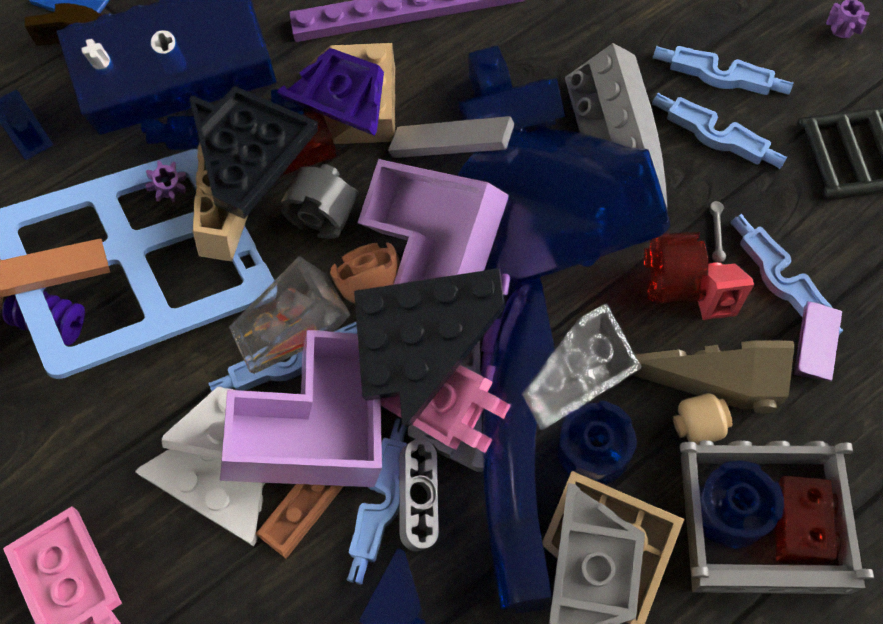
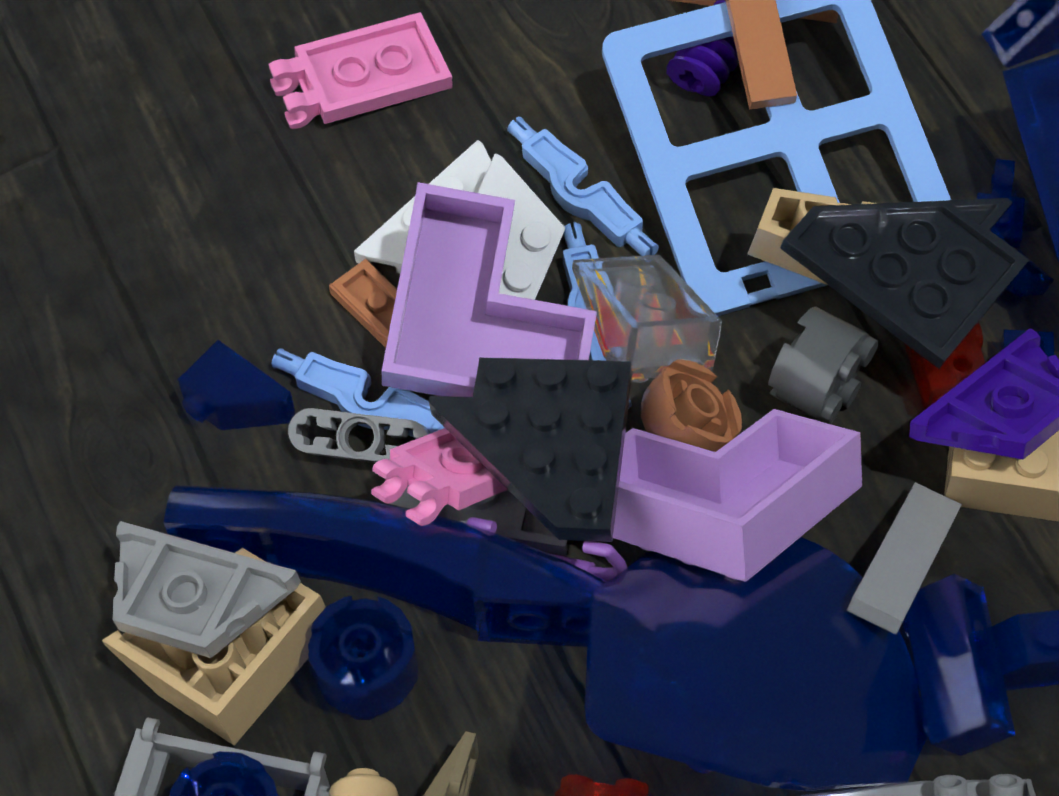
camera: 100 degrees right, 5 degrees down
(159, 405) = (596, 203): none -> light blue piece
(172, 175) = (885, 169): medium lavender gear -> none
(581, 367) = (460, 638): clear wedge -> none

